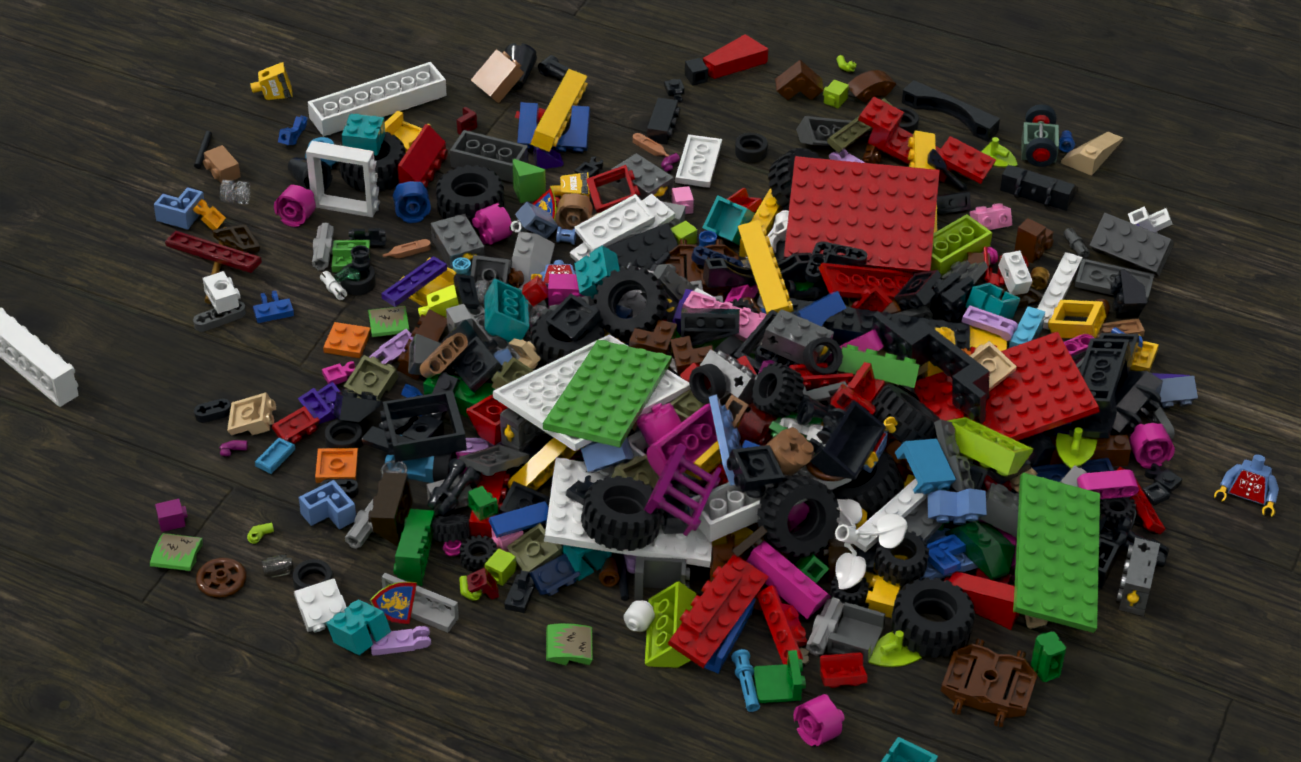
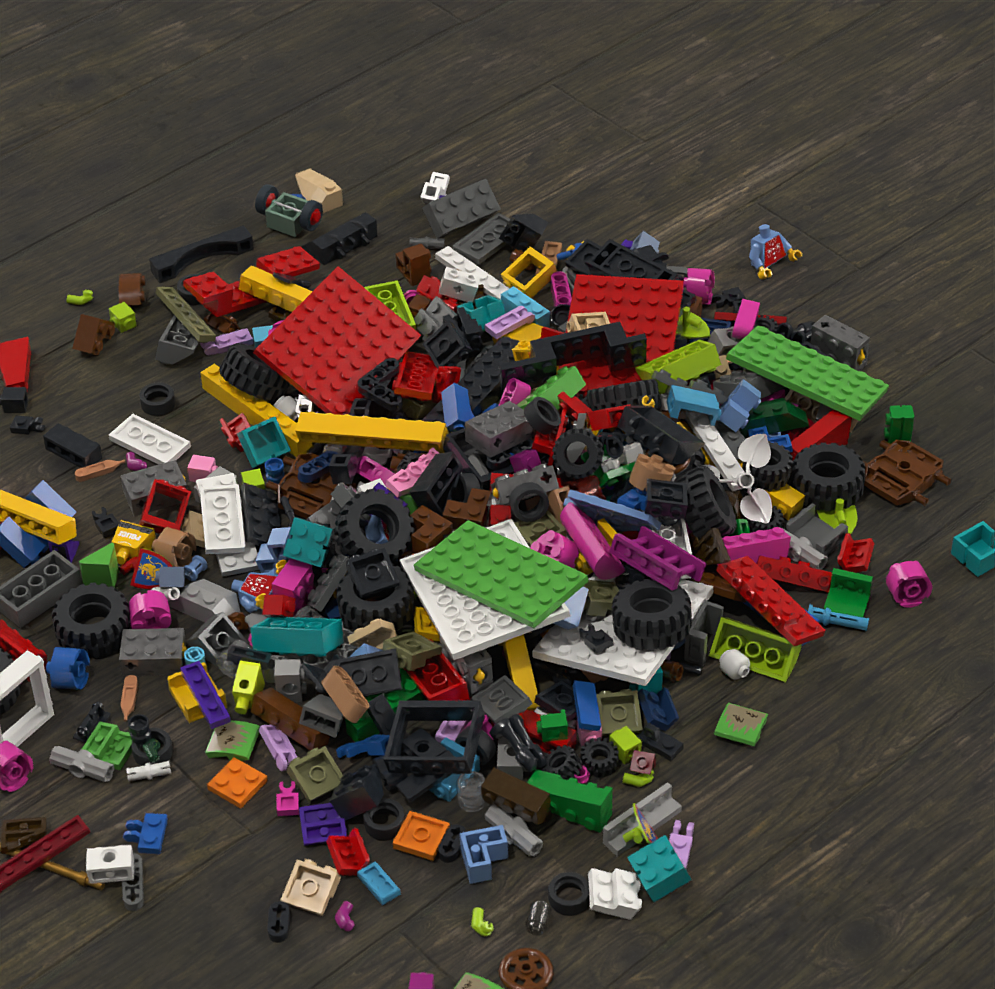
camera: 65 degrees left, 0 degrees up
(994, 217) = (363, 274): bright pink bracket -> none
(1000, 153) = (276, 246): lime shield -> none

